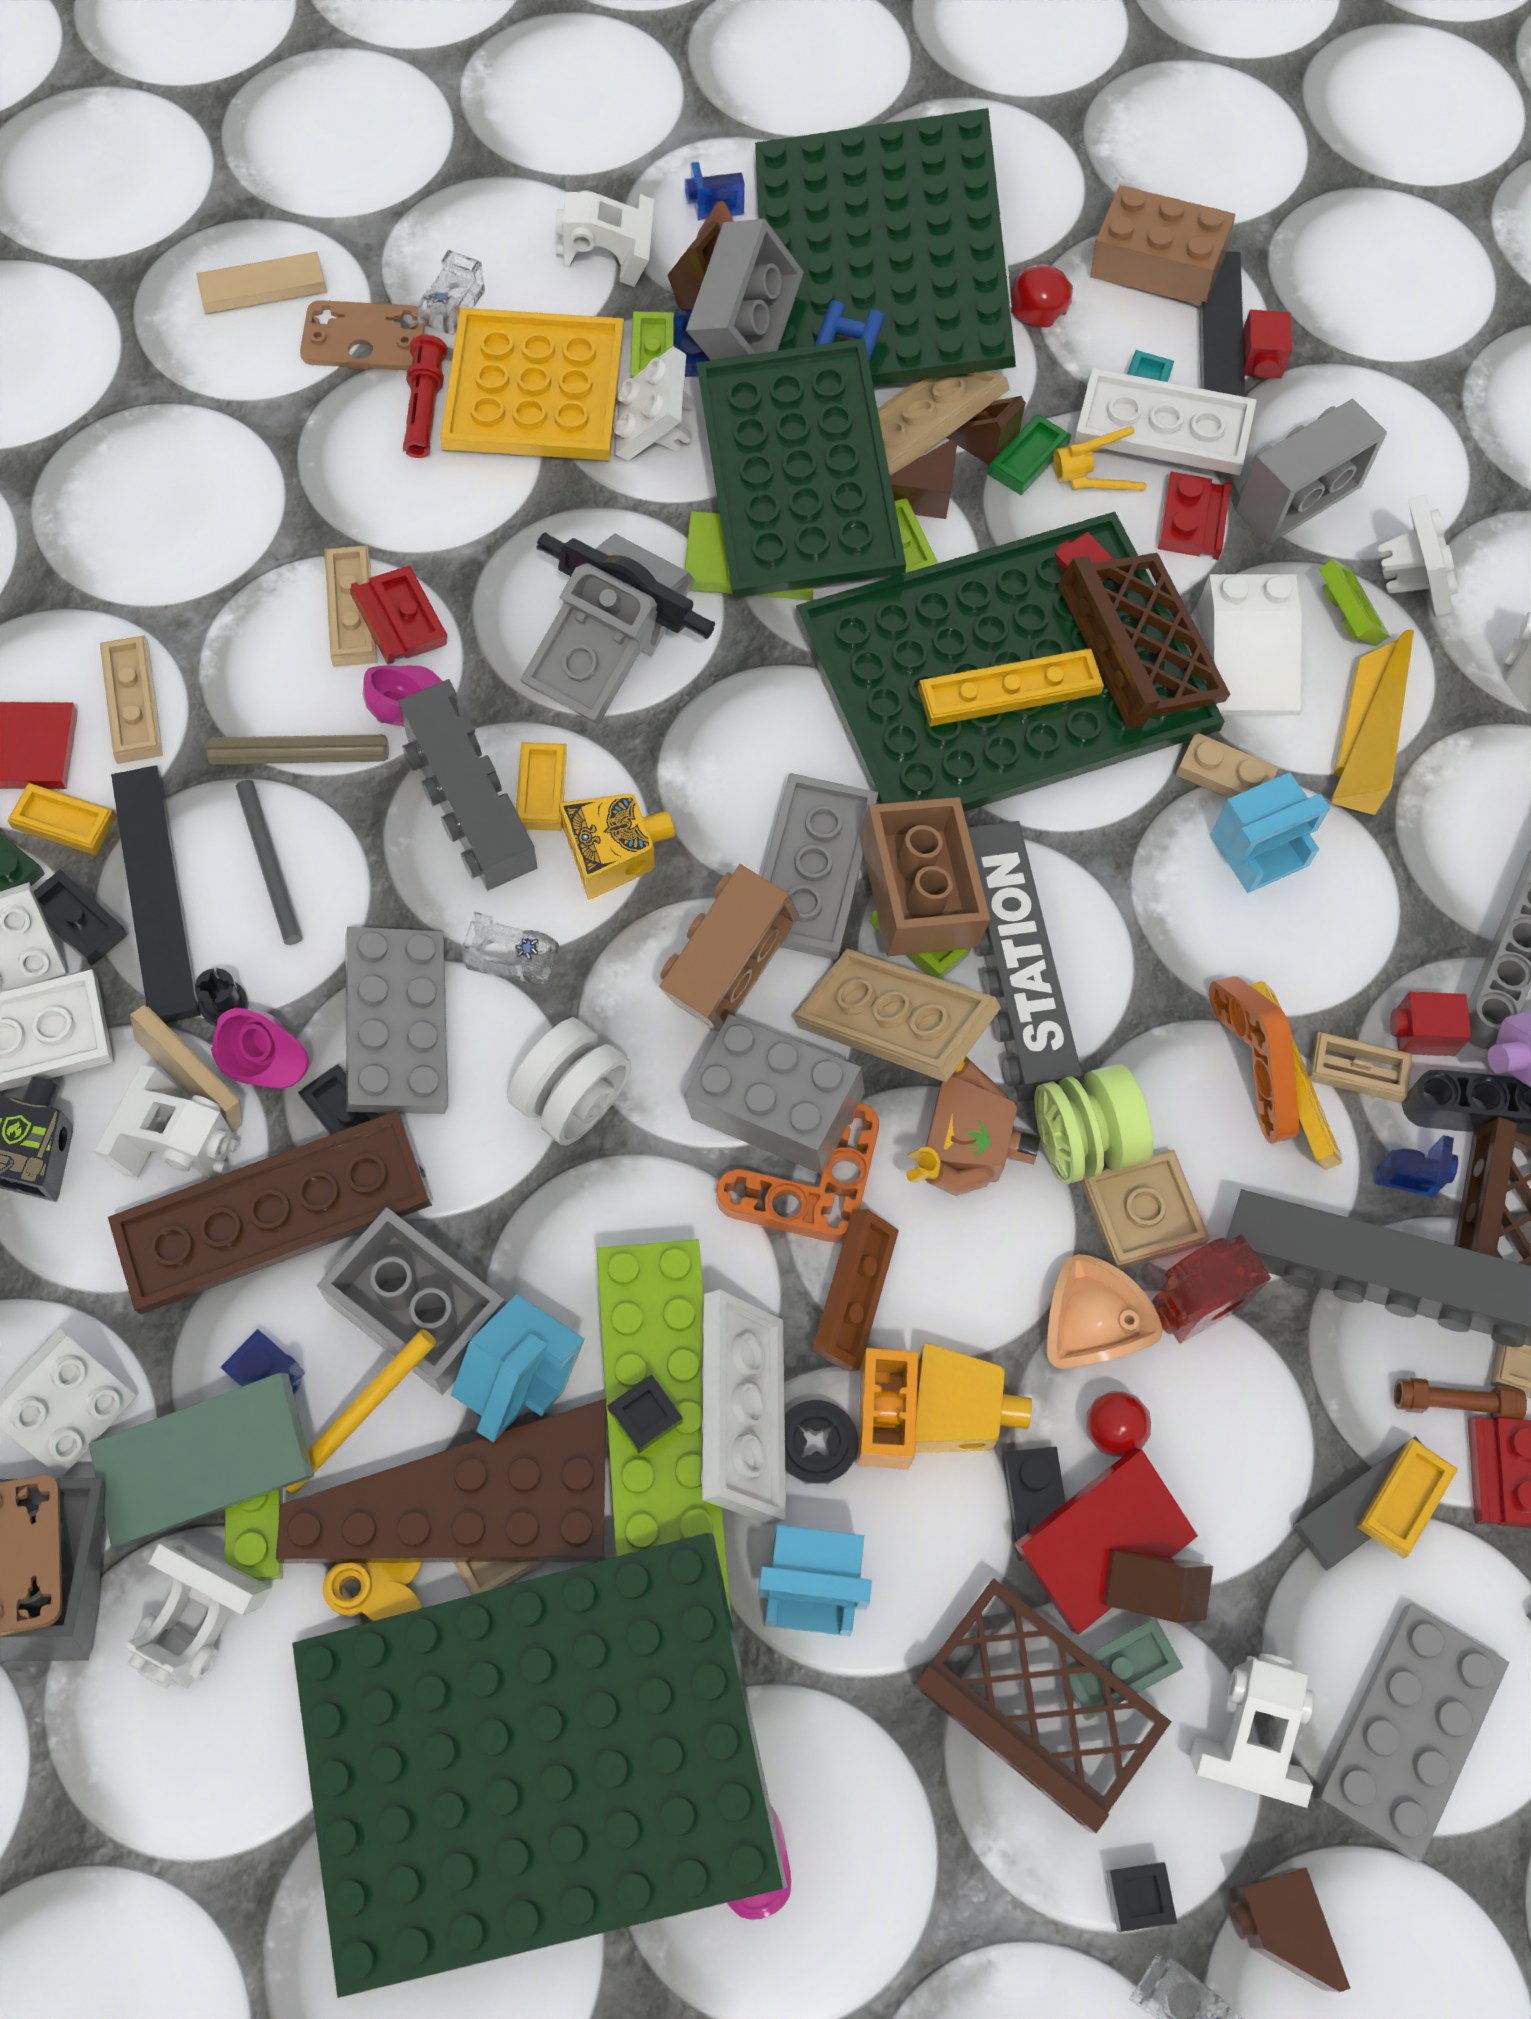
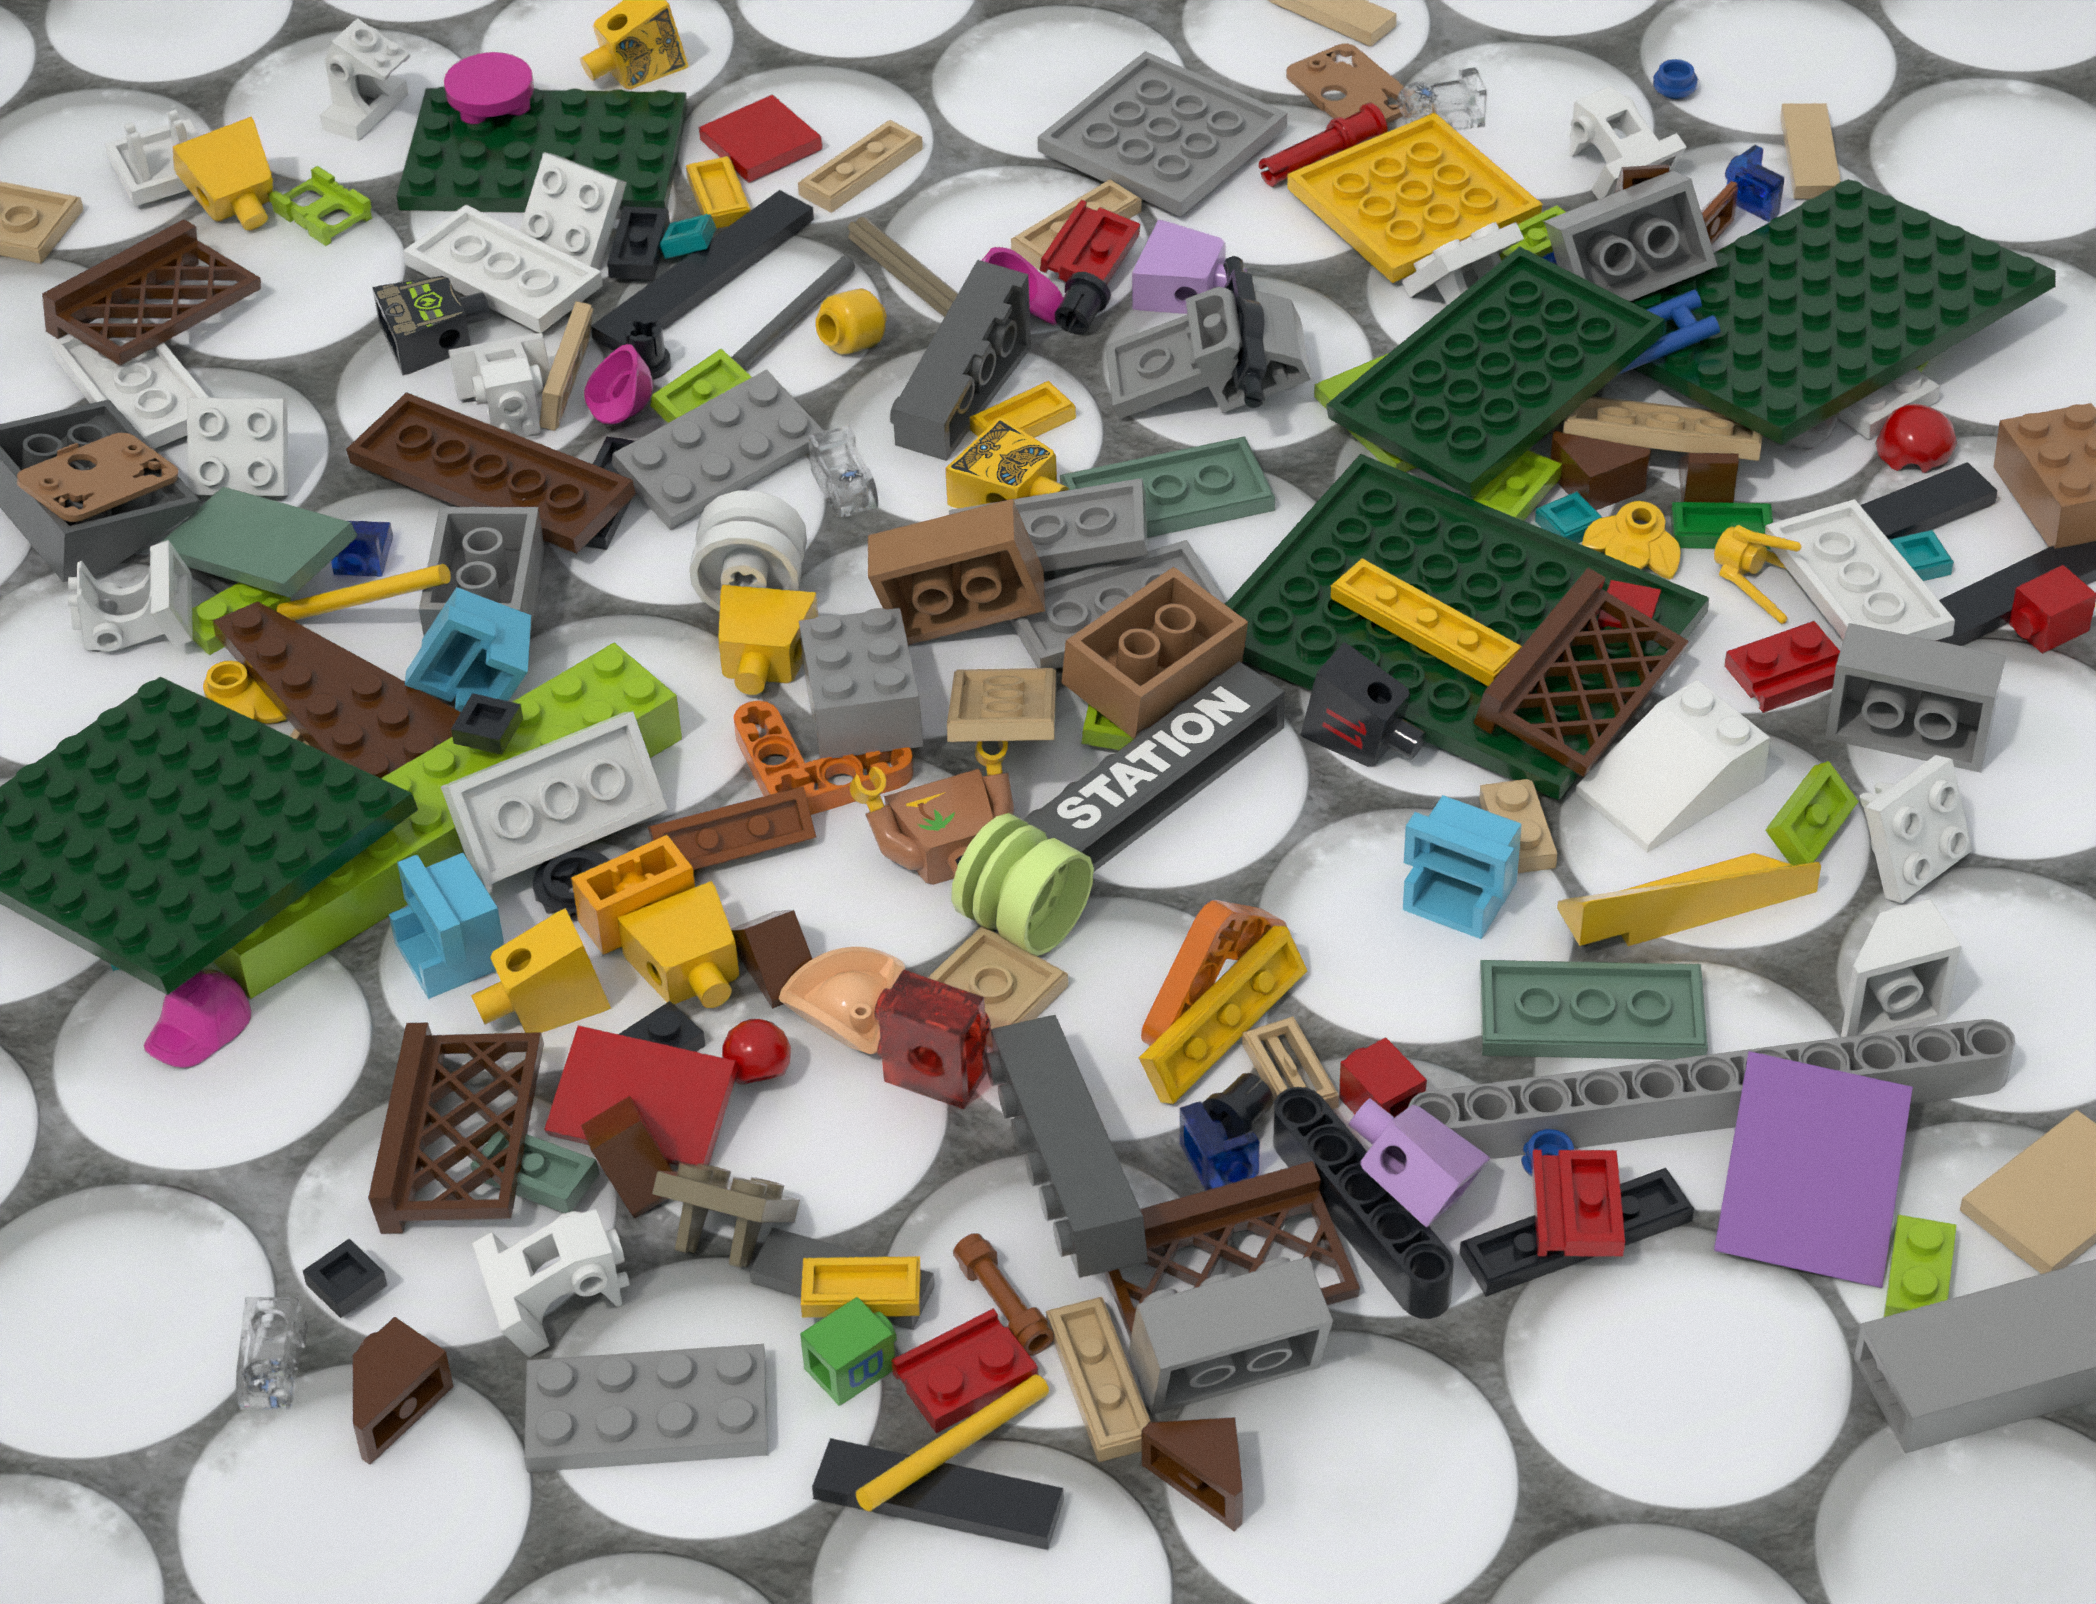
camera: 60 degrees right, 20 degrees down
(104, 876) = (688, 236): none -> teal tile
(304, 481) = (1162, 133): none -> light grey plate
(314, 989) = (698, 385): none -> lime plate
(331, 828) = (851, 321): none -> yellow head
(455, 662) = (1083, 298): none -> black bush
(483, 574) = (1176, 267): none -> lavender torso
(555, 154) = (1675, 79): none -> blue plate
(649, 1128) = (762, 634): none -> yellow torso
(698, 139) = (1809, 149): none -> tan tile
(710, 750) = (1190, 485): none -> sand green tile
(725, 825) = (1085, 524): none -> light grey plate
(936, 1517) = (543, 978): none -> yellow torso
(951, 532) = (1567, 517): none -> teal tile
(1002, 1337) = (772, 951): none -> reddish brown slope
(1013, 516) = (1634, 542): none -> yellow plate
(1066, 788) = (1360, 710): none -> black torso
(1103, 331) = (1931, 502): none -> black tile
(1272, 1544) = (709, 1188): none -> dark tan plate
(1387, 1126) = (1237, 1108): none -> black bush
(1427, 849) = (1592, 1009): none -> sand green tile
(1461, 1545) = (849, 1350): none -> bright green brick

